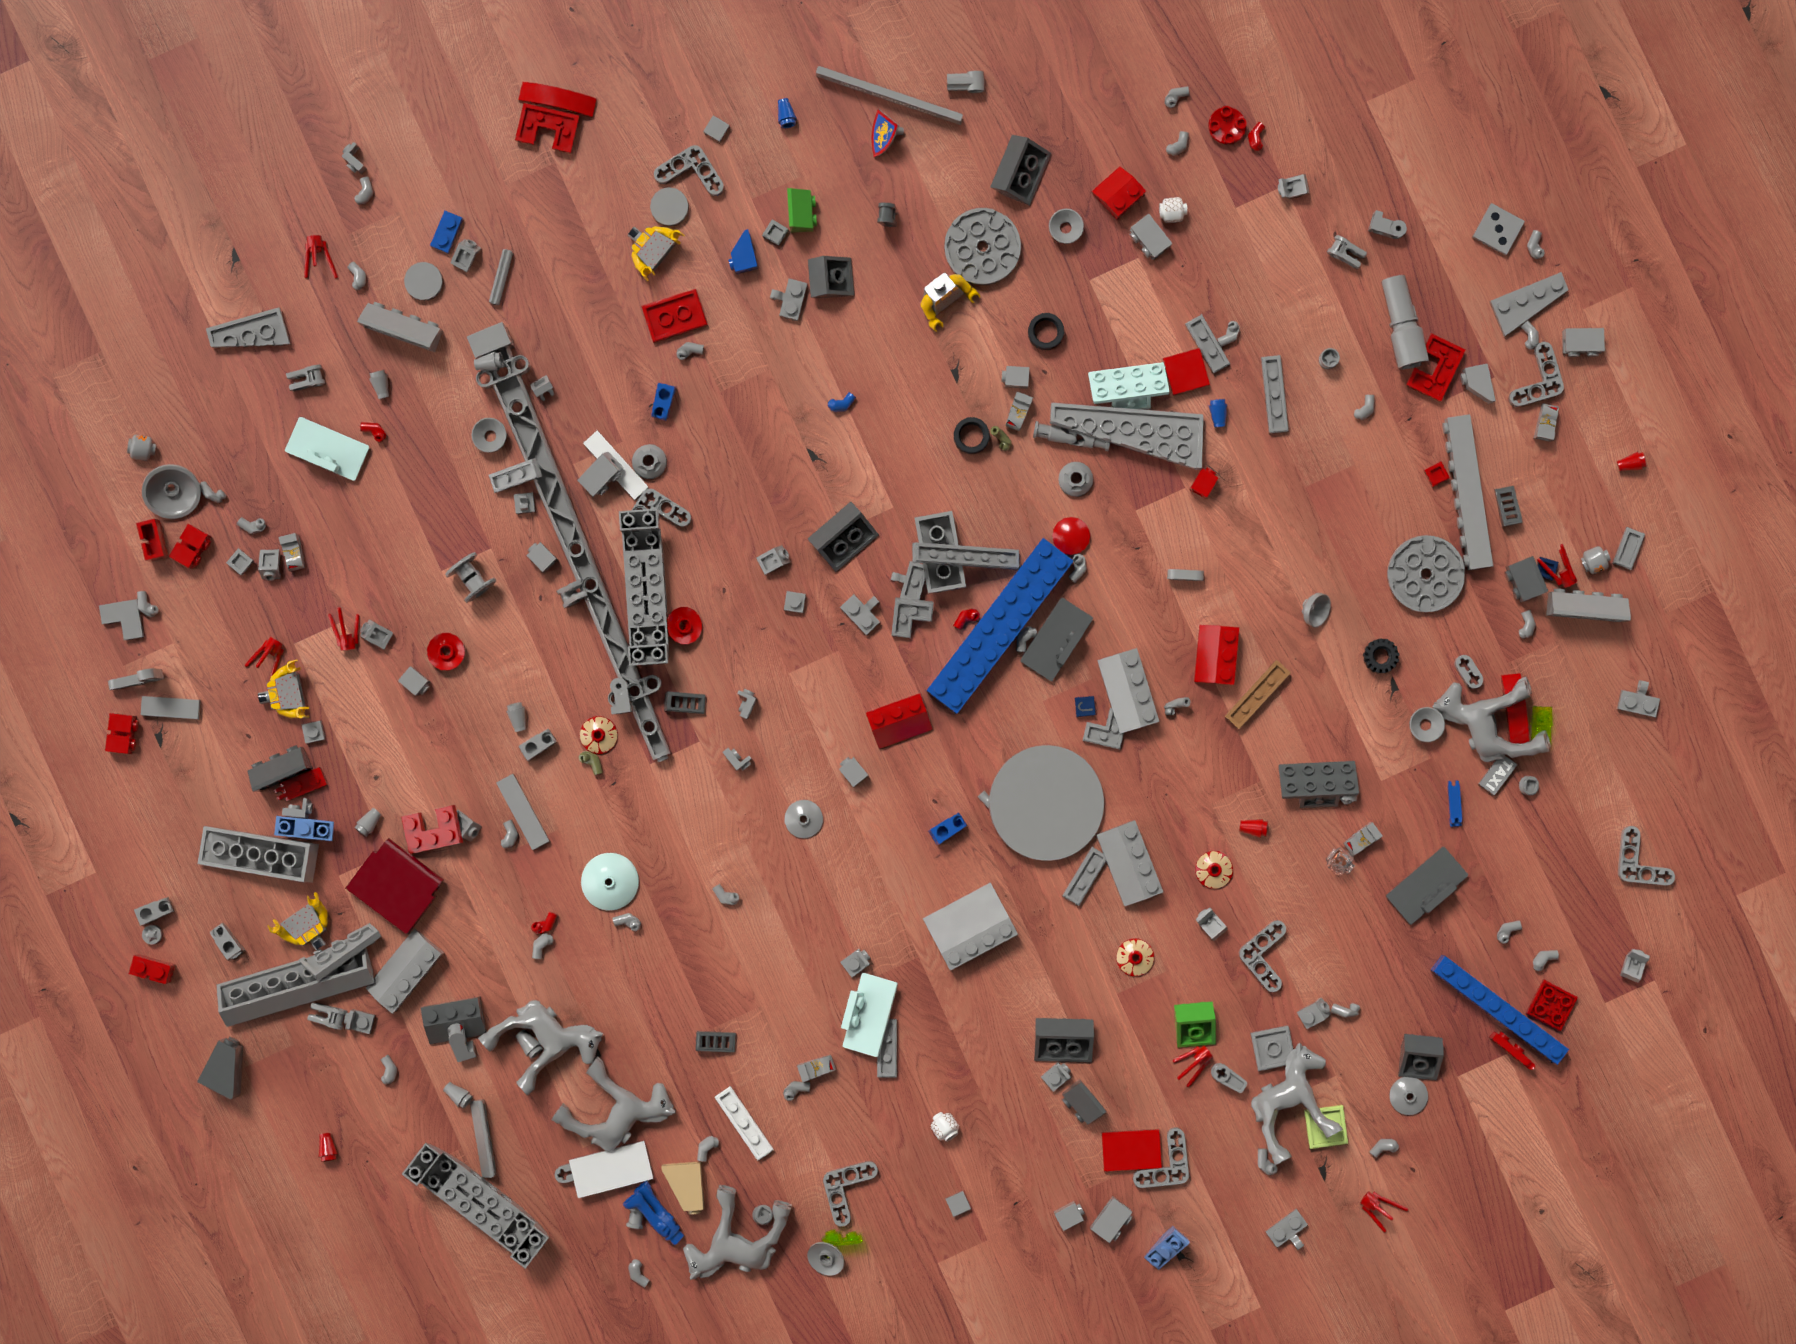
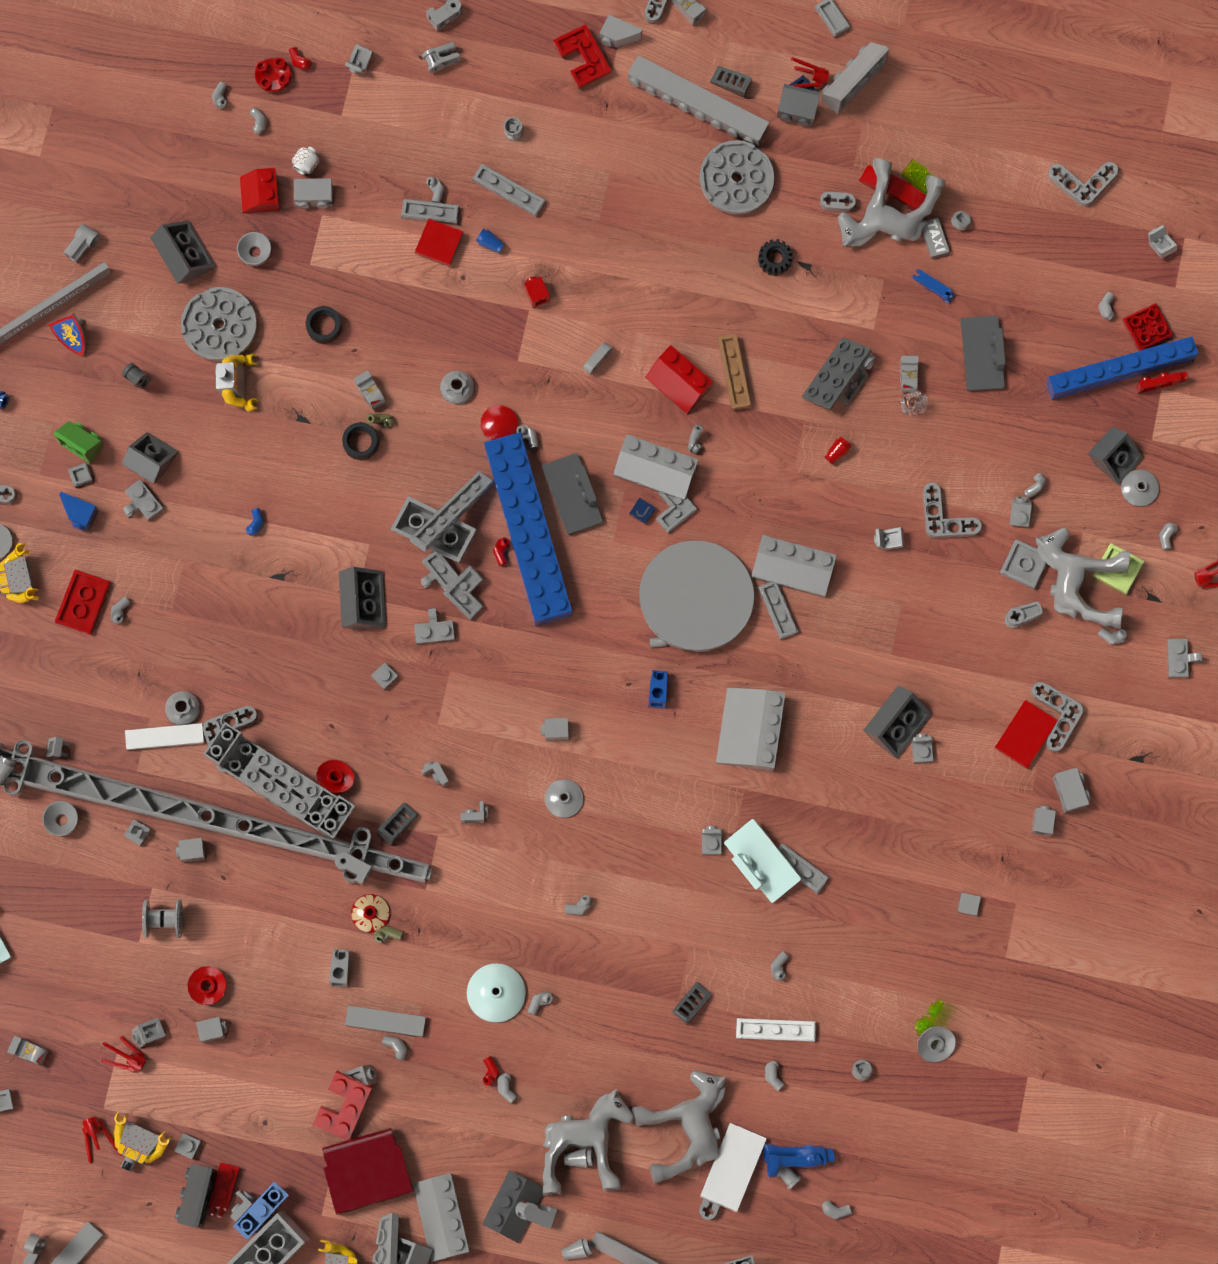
camera: 60 degrees left, 10 degrees down
(269, 564) = (23, 1078): light grey bracket -> none
(368, 822) = (296, 1156): light grey cone -> none
(515, 475) = (109, 820): light grey tile -> none
(516, 714) = (304, 967): light grey cone -> none
(569, 594) = (240, 850): light grey piece -> none
(600, 474) = (162, 752): light grey brick -> none
(663, 401) = (143, 660): blue leg -> none
(686, 1184) = (792, 1113): tan slope -> none
(734, 1247) = (872, 1112): light grey animal -> none
(773, 559) = (337, 667): light grey bracket -> none
(816, 1067) = (773, 936): light grey leg -> none
(838, 1187) = (885, 991): light grey beam -> none
(899, 721) = (542, 663): red slope -> none
(944, 1126) = (898, 867): white head -> none
(1016, 377) = (341, 373): light grey brick -> none
(1023, 636) = (550, 516): light grey arm -> none
(1063, 435) = (414, 371): light grey piece -> none
(1084, 1102) = (959, 741): dark grey slope -> none
(1127, 950) = (870, 627): tan dish -> none
(1129, 386) = (417, 293): light aqua bracket -> none
(1156, 433) = (469, 298): light grey wing -> none
(1167, 1247) = (1125, 761): medium blue slope -> none
(1195, 1024) = (961, 609): bright green slope -> none
(1202, 1058) = (991, 623): red plant -> none
(1205, 864) = (846, 515): tan dish -> none
(1316, 609) = (701, 278): light grey piece -> none
(1367, 409) = (574, 128): light grey arm -> none
(1407, 336) = (541, 57): light grey piece -> none
(1436, 474) = (665, 115): red tile -> none
(1436, 720) = (858, 253): light grey piece -> none
(1506, 929) = (1062, 319): light grey arm -> none
(1528, 629) = (836, 131): light grey arm -> none
(1595, 560) = (822, 45): light grey head -> none
(1638, 701) = (956, 94): light grey plate -> none

